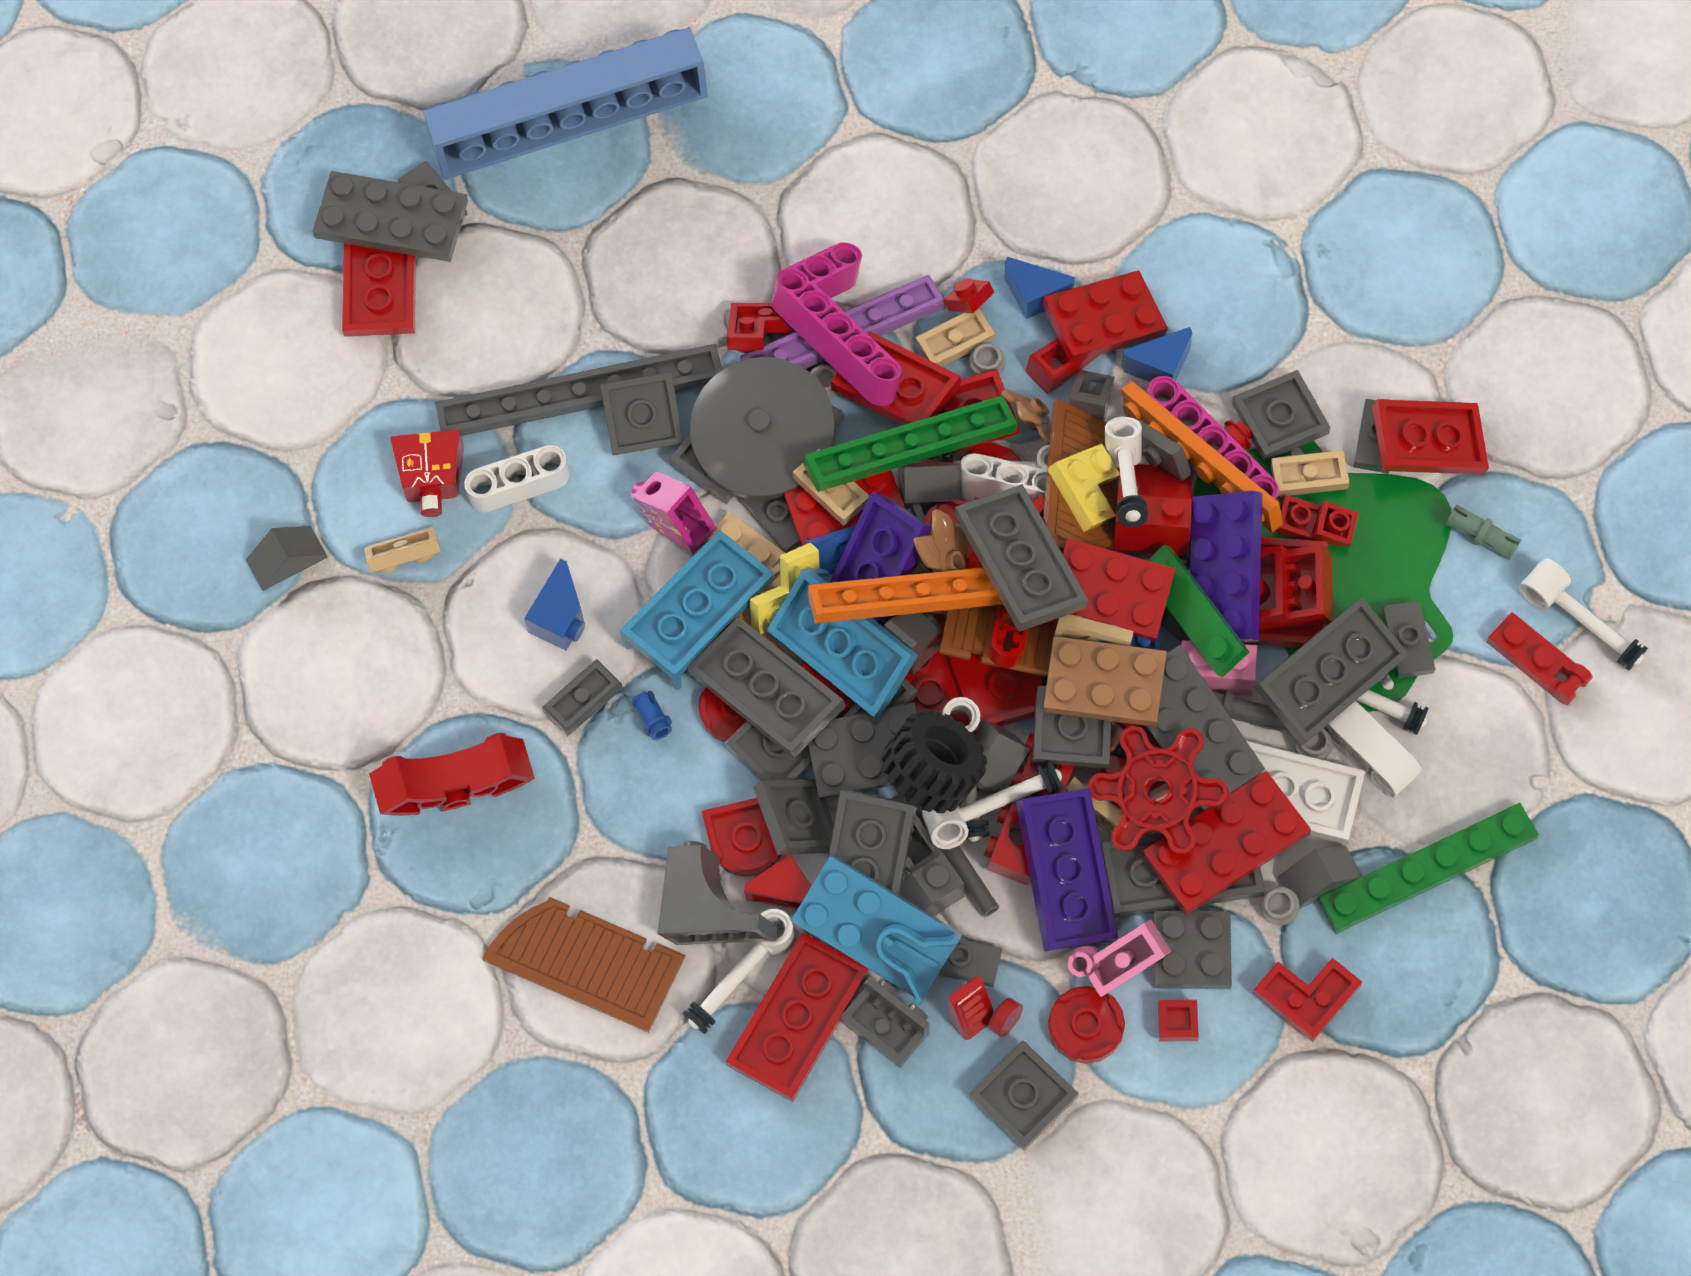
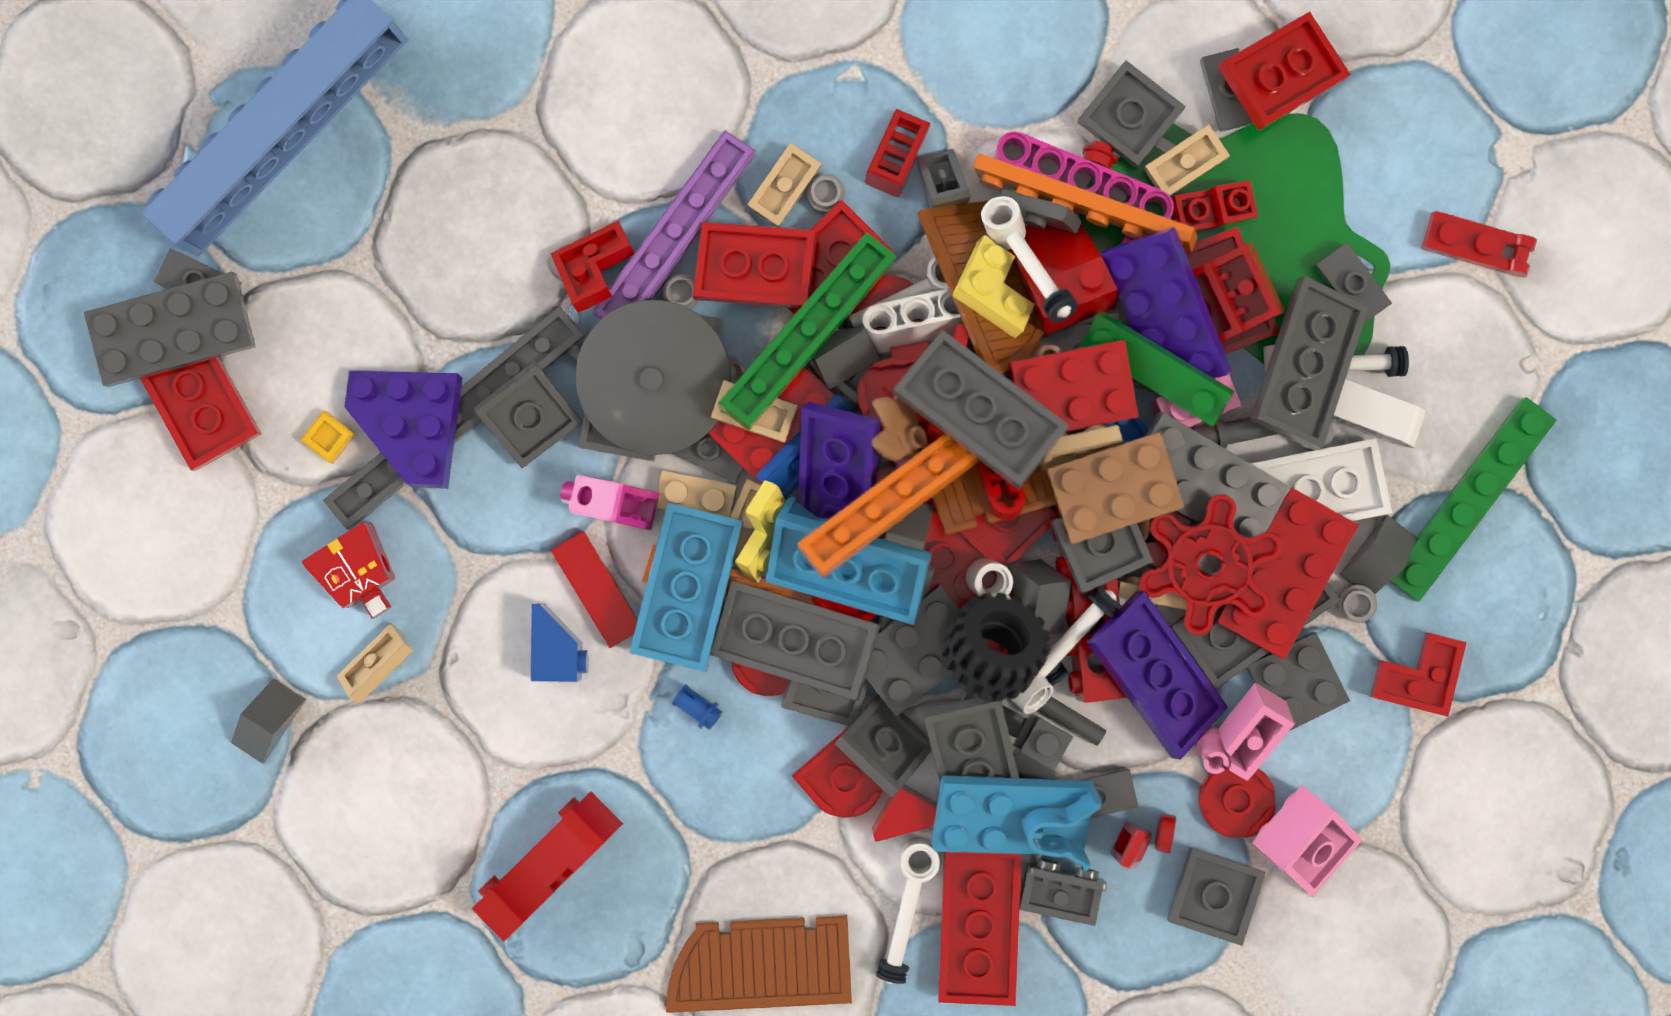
camera: 30 degrees left, 20 degrees up
(467, 360) = (328, 437): none -> yellow tile
(529, 464) = (426, 543): white beam -> none
(542, 372) = (409, 420): none -> dark purple plate
(582, 697) = (623, 722): dark grey plate -> none
(619, 578) = (596, 588): none -> red tile
(696, 906) = (841, 875): dark grey arch -> none
(805, 302) = (665, 236): dark pink beam -> none
(968, 295) = (776, 135): red plate -> none
(1031, 283) = (834, 94): blue slope -> none
(1031, 412) = (900, 232): medium nougat plate -> none
(1104, 316) = (915, 92): red plate -> none
(1131, 1087) = (1307, 840): none -> bright pink slope
(1159, 356) = (991, 113): blue slope -> none
(1178, 1020) = (1318, 758): red plate -> none
(1483, 532) = (1373, 142): sand green pin -> none
(1547, 586) = (1458, 168): white piece -> none

